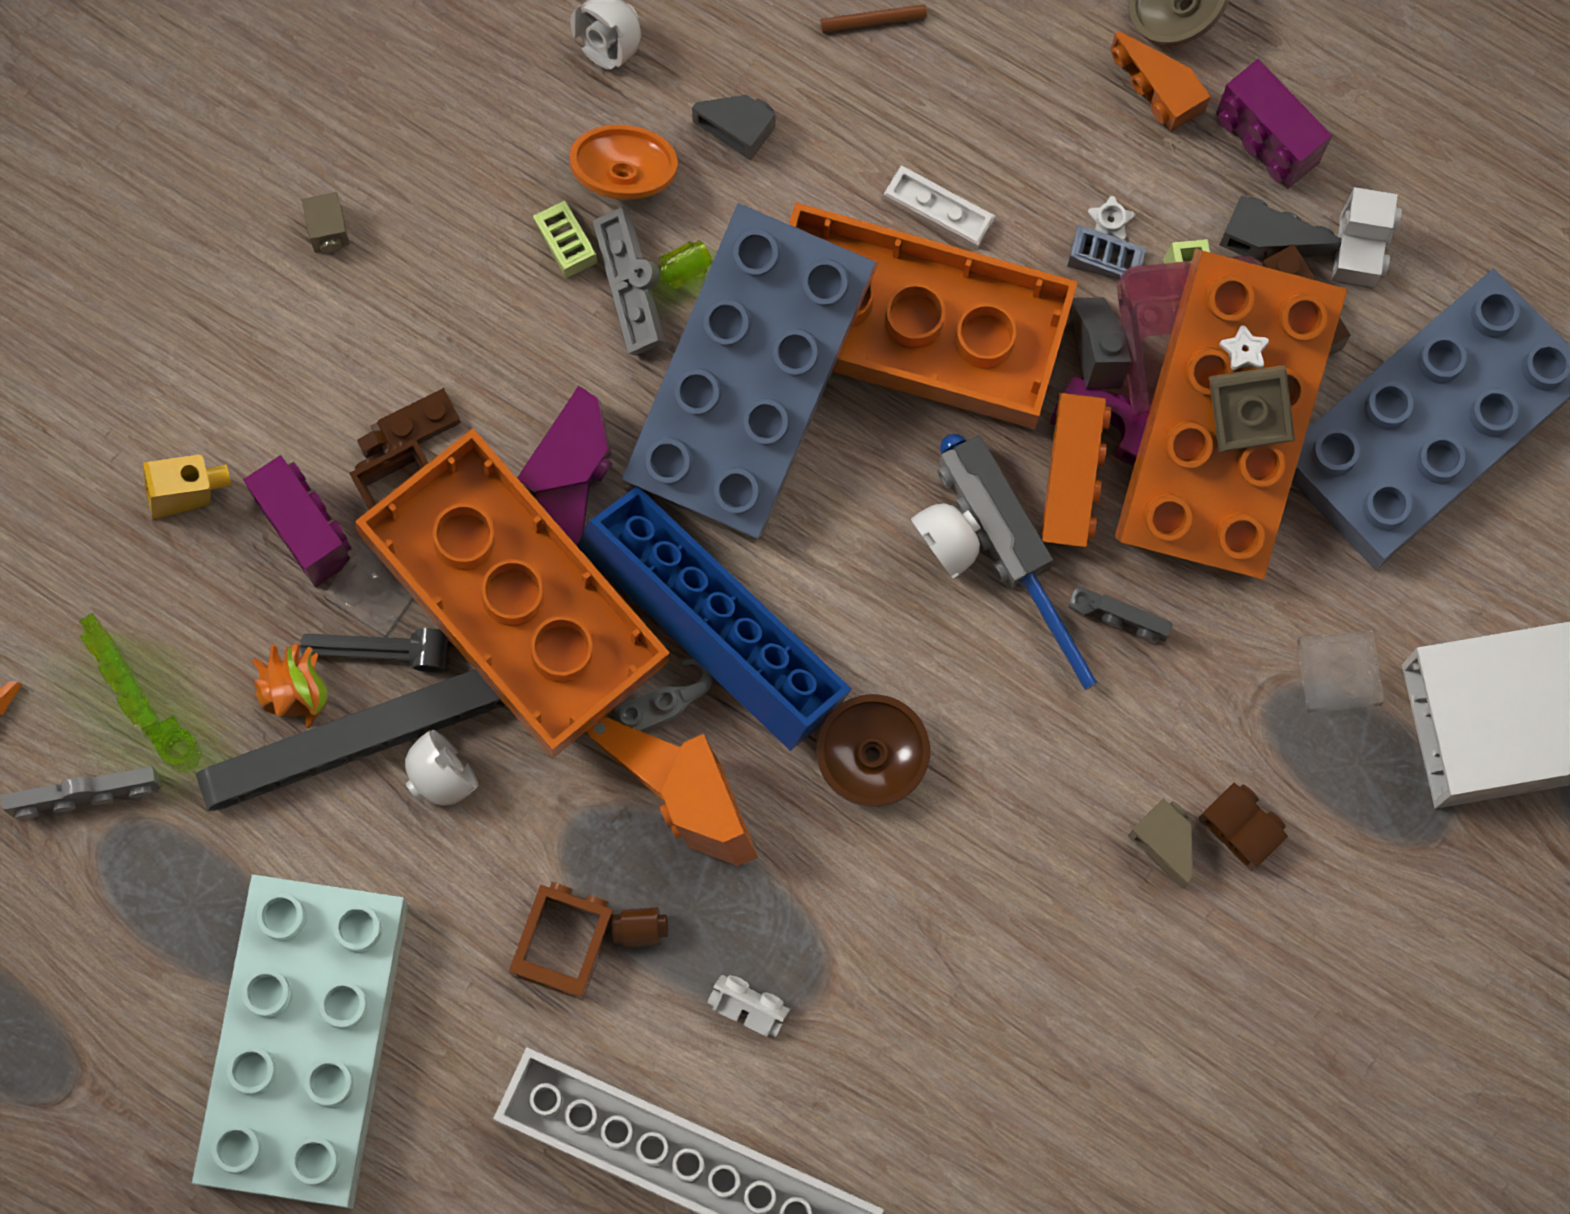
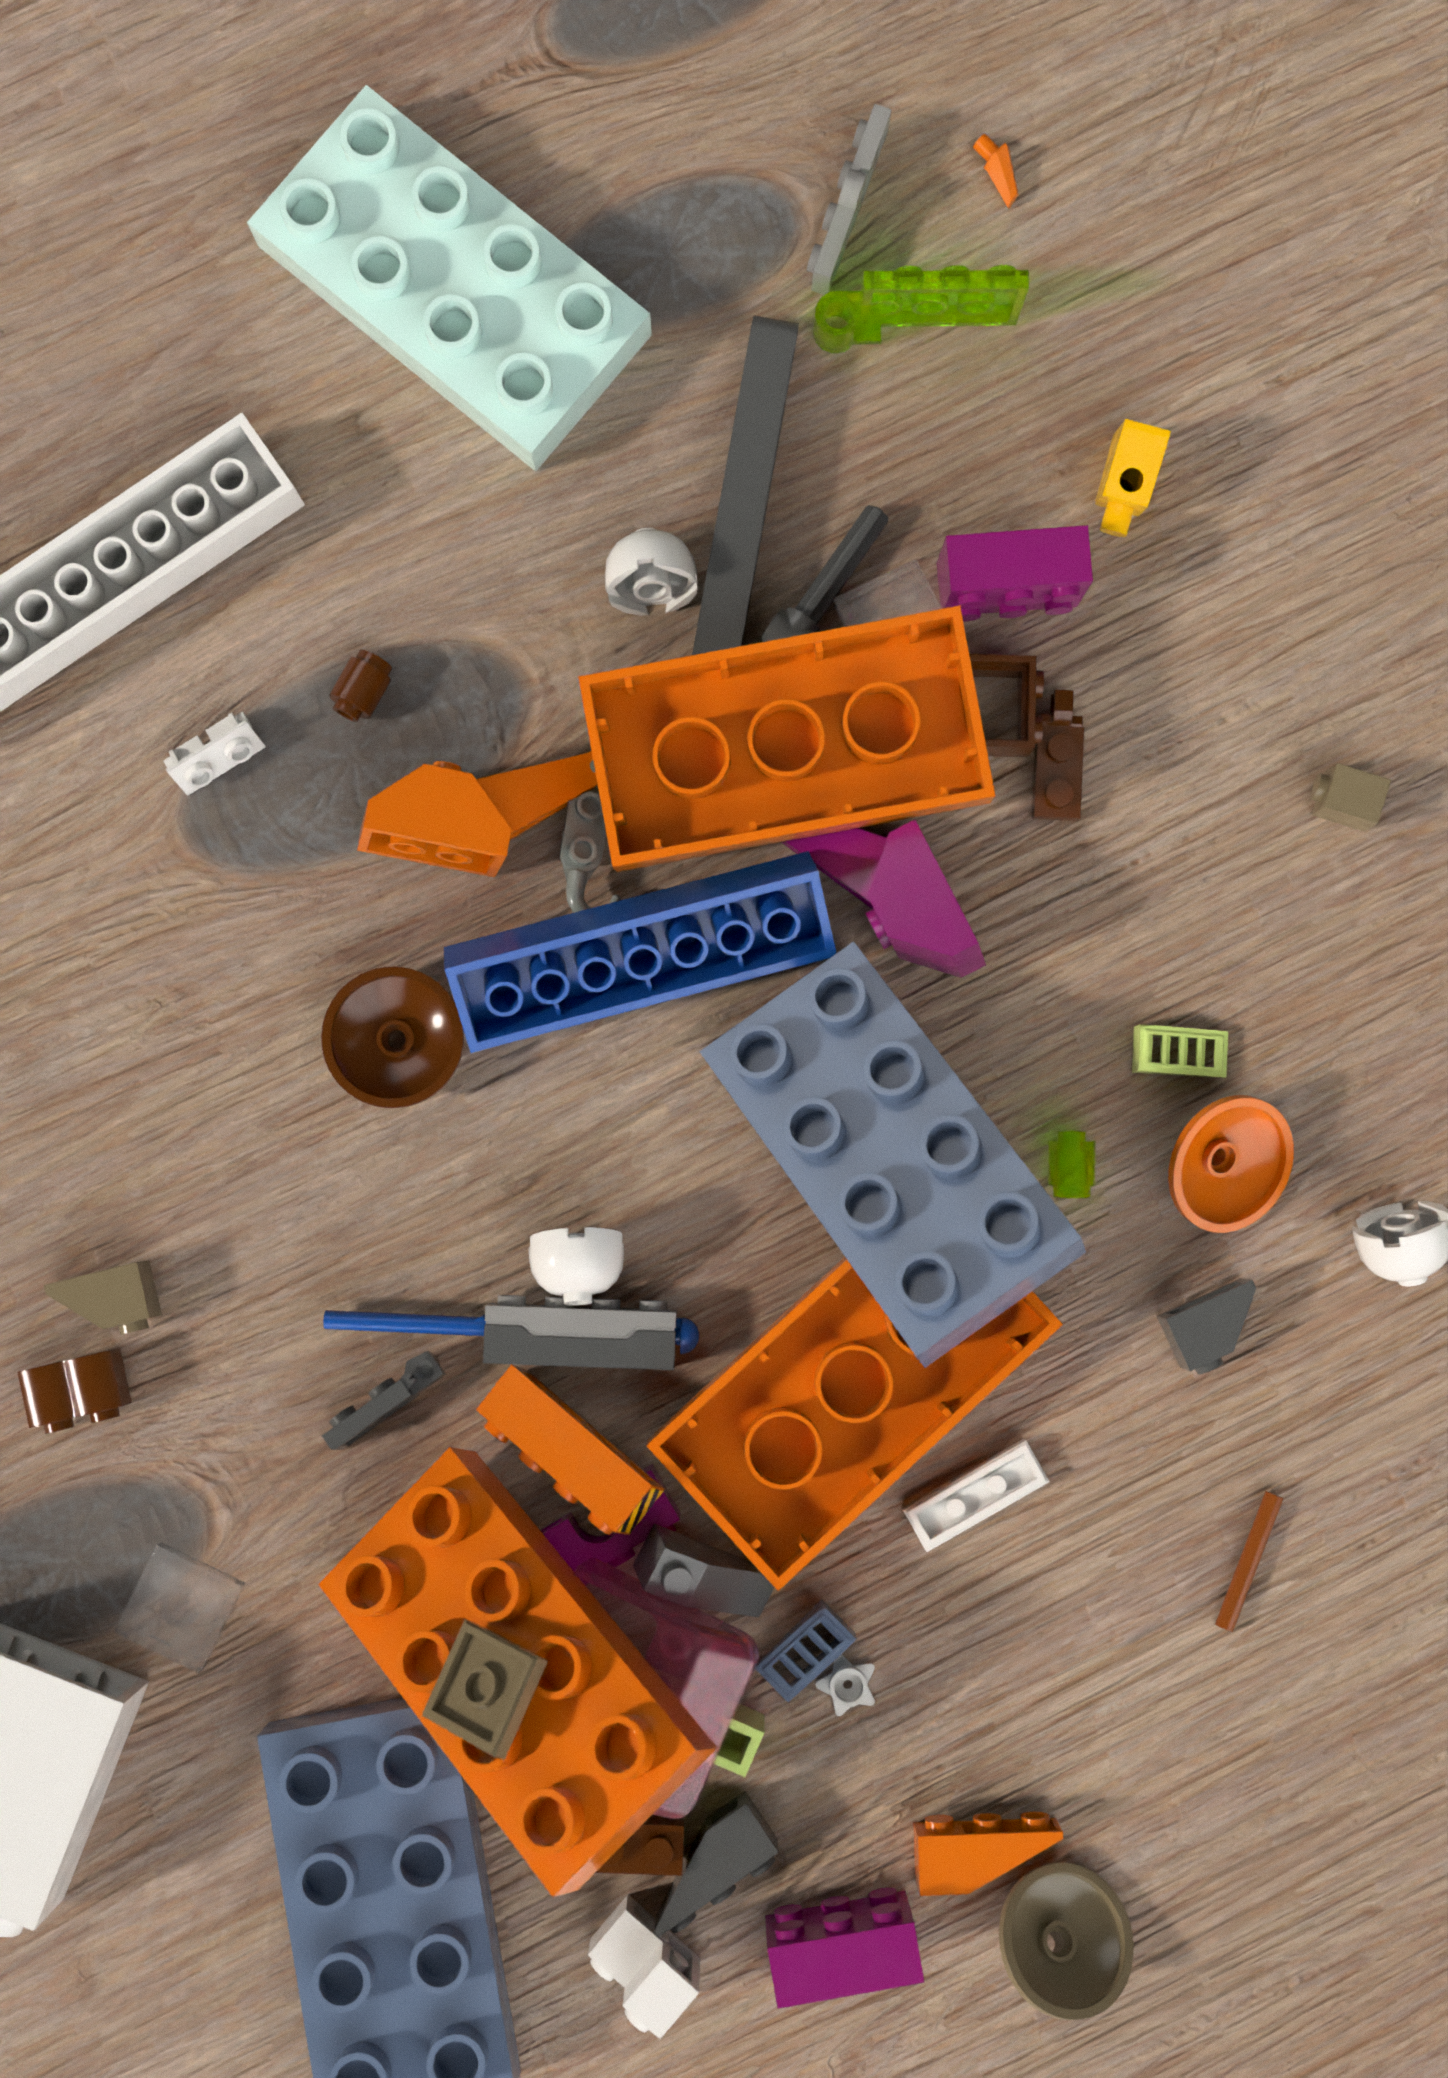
camera: 120 degrees right, 10 degrees up
(291, 685) = (836, 467): orange hair -> none
(549, 978) = (366, 562): dark orange window -> none
(630, 281) = (1087, 1092): light grey hinge -> none
(1244, 359) = (552, 1710): white plate -> none

